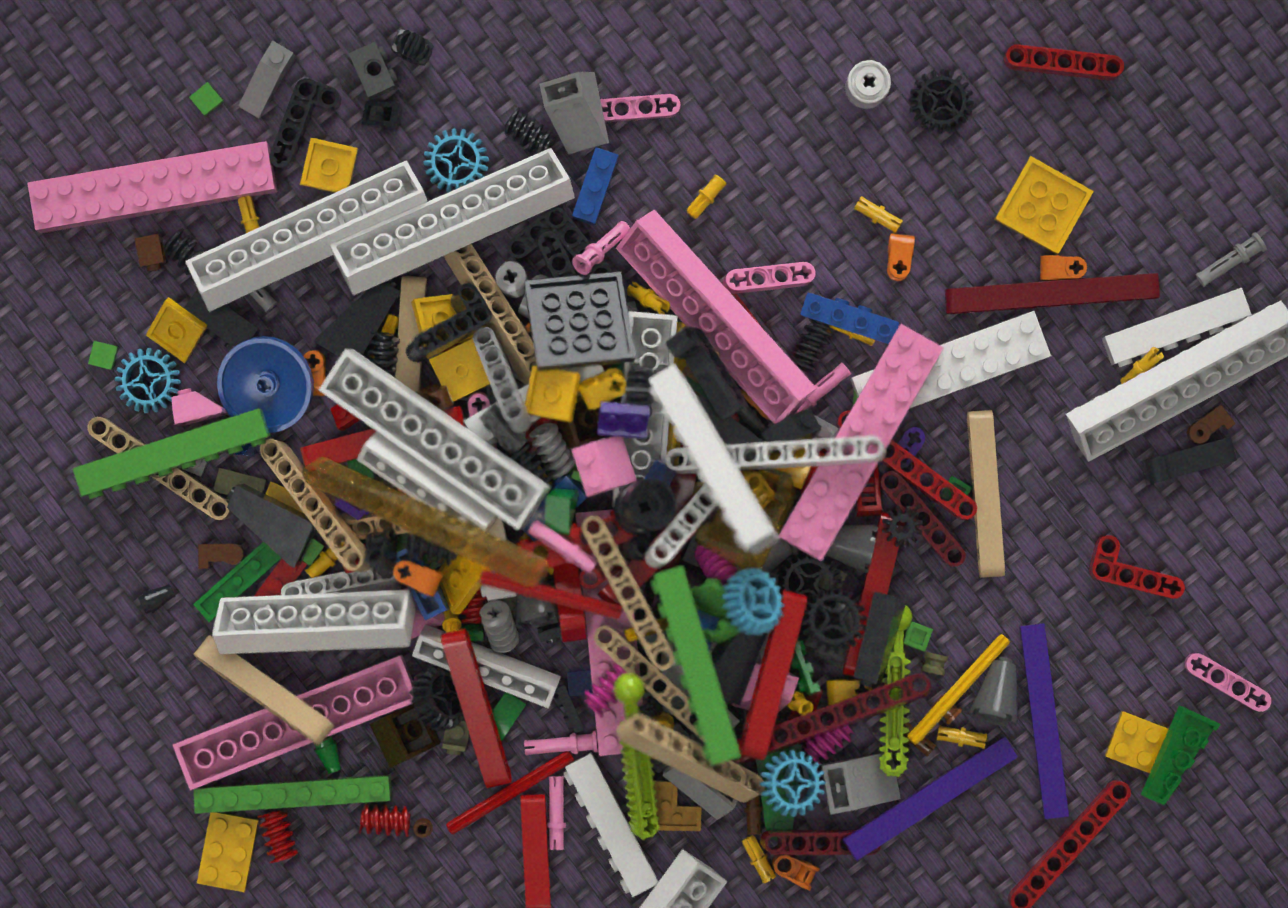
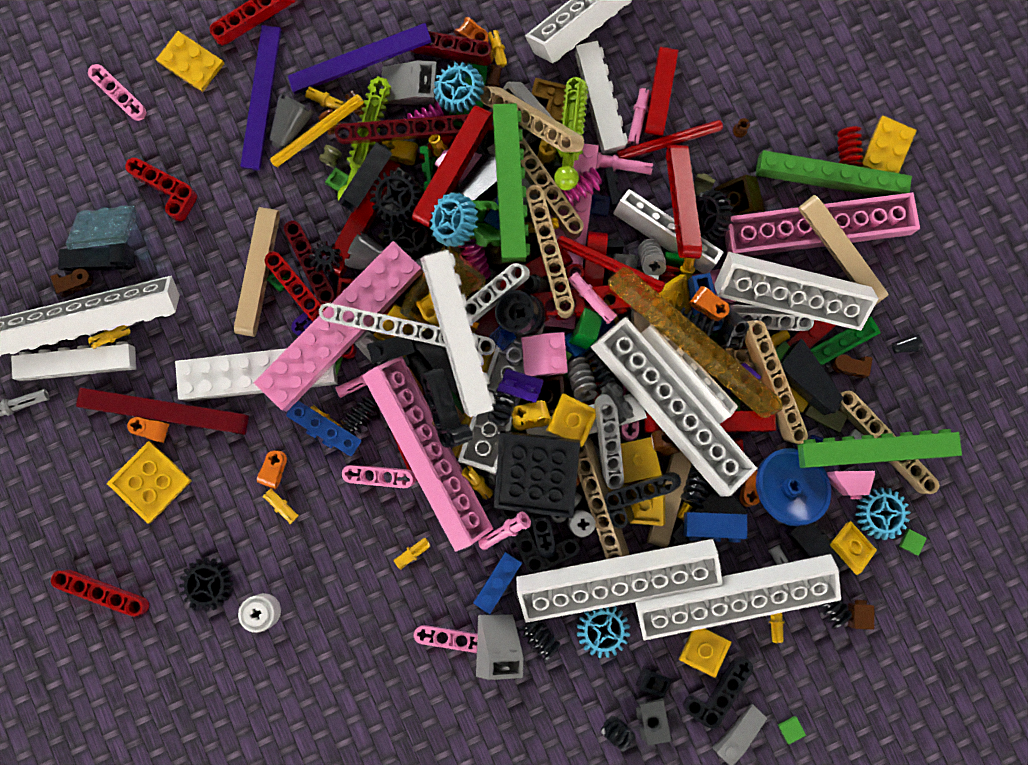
camera: 175 degrees left, 5 degrees down
(152, 187) = (851, 668): bright pink brick -> none
(328, 754) = (798, 195): green cone -> none
(351, 313) = (715, 526): none -> blue brick
(385, 820) = (767, 139): red piece -> none
(507, 712) = (660, 195): green slope -> none
(1182, 742) = (168, 45): green wing -> none
(1189, 499) = (101, 227): none -> clear light blue plate

